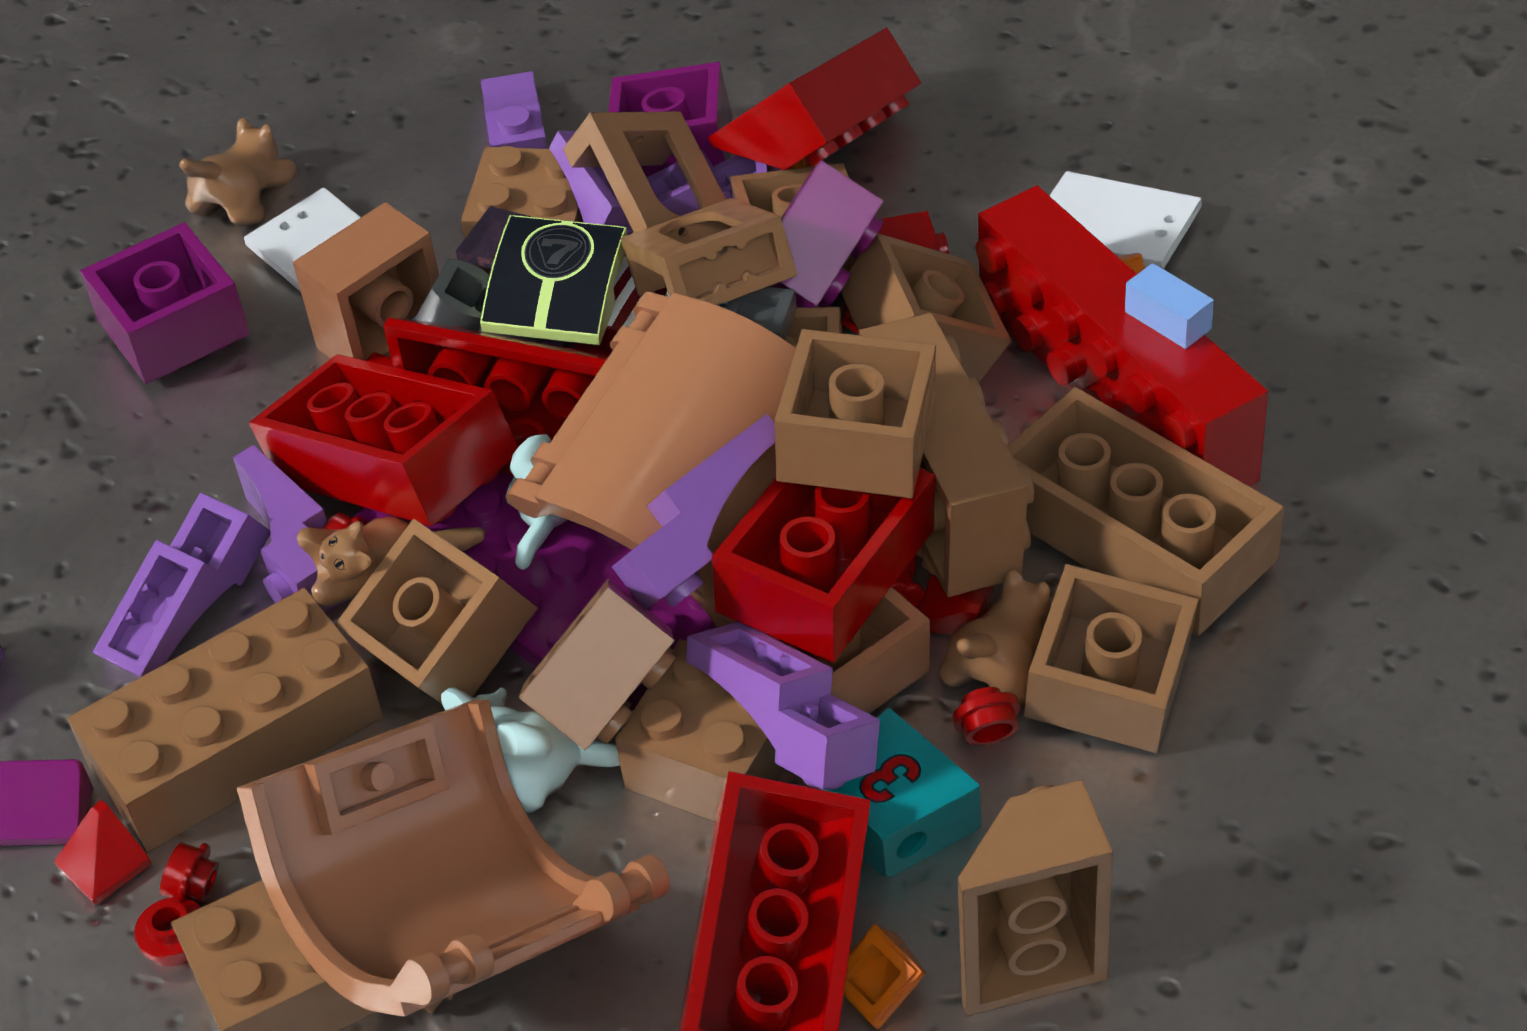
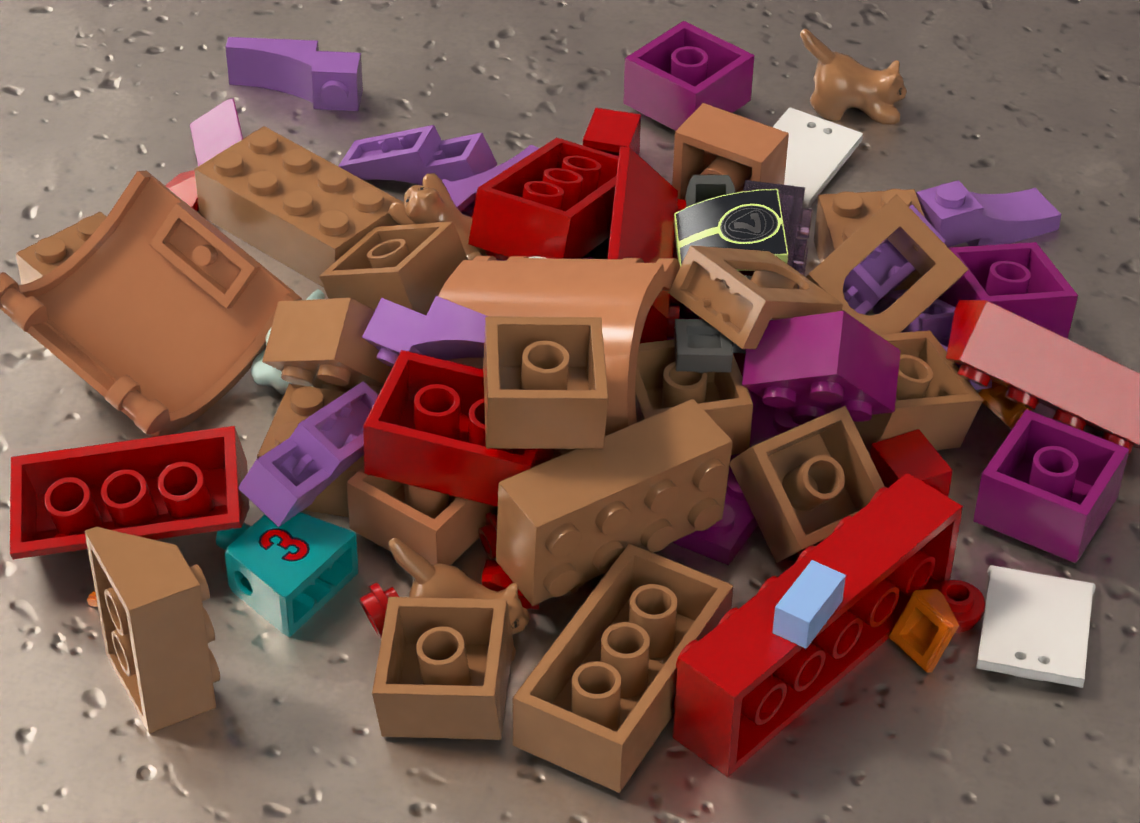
camera: 70 degrees right, 5 degrees down
(234, 393) = (612, 130): none -> red brick
(958, 154) = (1050, 485): none -> magenta brick

